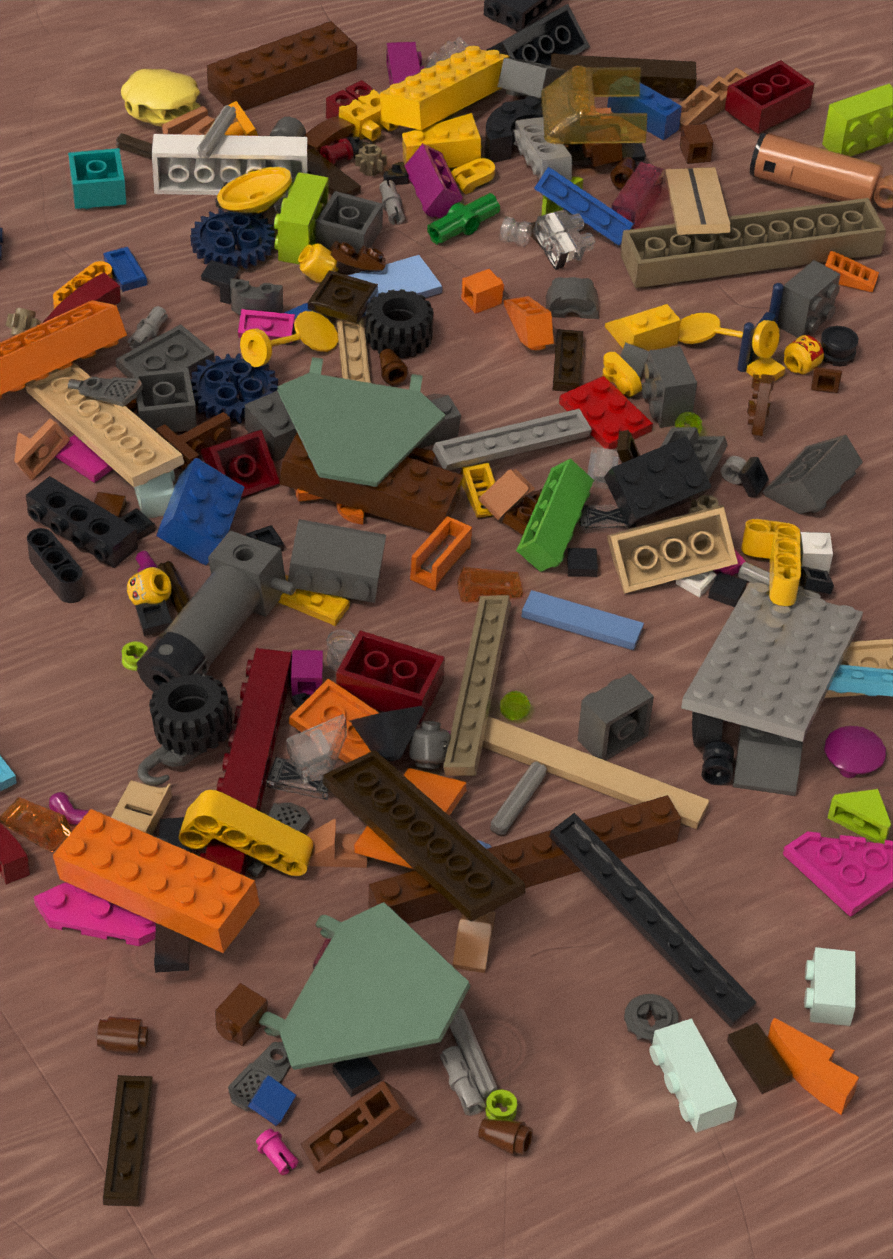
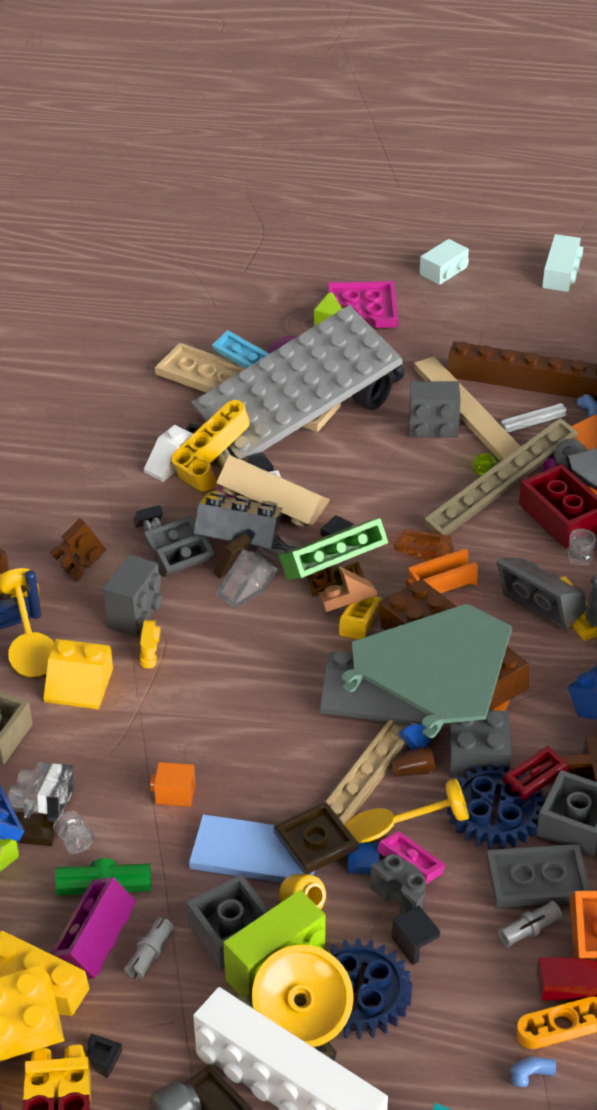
camera: 140 degrees left, 5 degrees down
(87, 254) = (529, 1066): none -> medium blue arm
(125, 269) = (498, 1026): blue tile -> none
(211, 415) = (549, 770): none -> dark red tile
(216, 131) = (292, 1071): light grey axle -> none
(244, 461) = (547, 728): dark red slope -> none
(268, 536) = (570, 665): black tile -> none
(327, 132) = (125, 1082): reddish brown slope -> none
(337, 179) = (178, 1032): dark brown tile -> none
(338, 151) = (142, 1049): dark red bush -> none
(365, 259) = (263, 878): reddish brown slope -> none
(371, 159) = (118, 1013): dark tan gear -> none
(392, 367) = (331, 753): reddish brown cone -> none
(396, 174) = (105, 990): black tile -> none
(399, 323) = (287, 765): black tyre -> none
(480, 172) = (27, 927): yellow plate -> none
(511, 439) = (302, 623): light grey plate -> none
(530, 322) = (165, 730): orange slope -> none
(567, 360) = (169, 689): dark brown tile -> none
(572, 295) = (105, 737): dark grey cylinder -> none
(582, 620) = (381, 495): medium blue tile -> none
(606, 411) = (192, 628): red plate -> none
(635, 358) = (122, 650): dark grey tile -> none
(637, 1012) = (552, 295): dark grey gear -> none
(653, 920) = (523, 313): black plate -> none
(759, 1058) = (514, 261): dark brown tile -> none
(813, 1066) = (491, 240): orange slope -> none
(815, 475) = (104, 496): dark grey slope -> none

